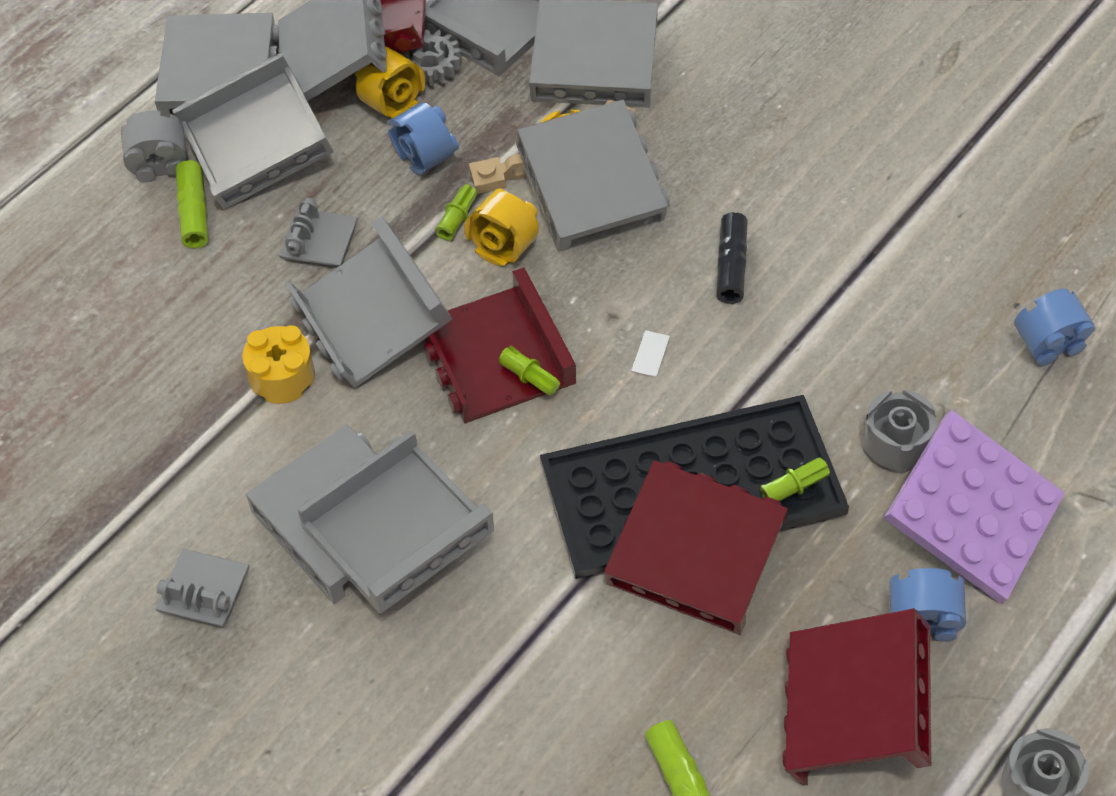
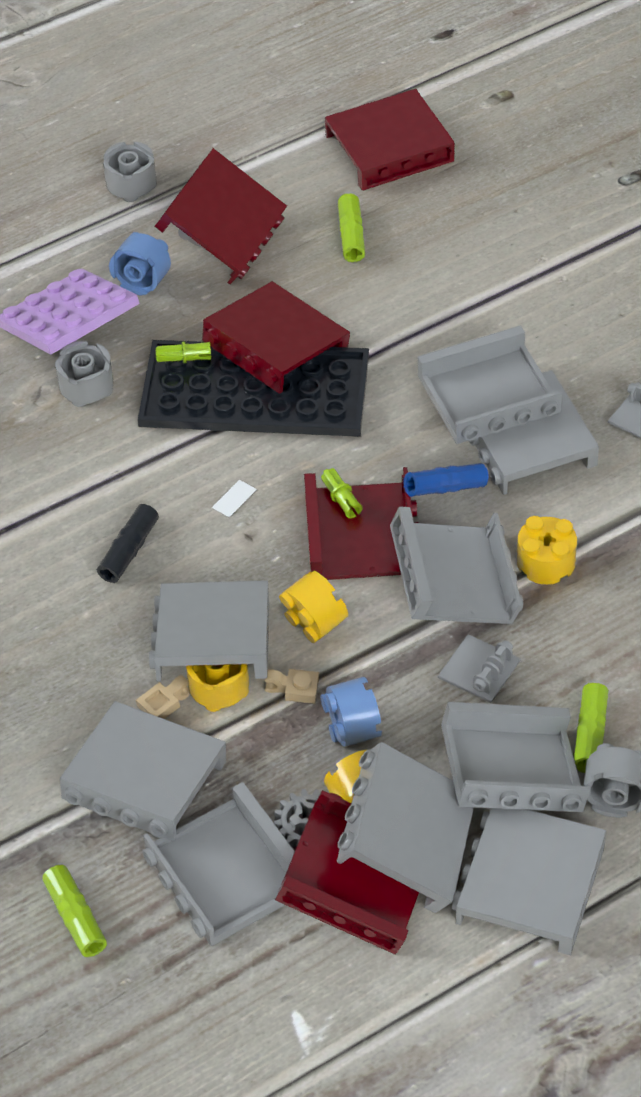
camera: 160 degrees left, 5 degrees down
(414, 403) = (446, 479): none -> blue axle
(456, 213) = (345, 653): lime axle -> none

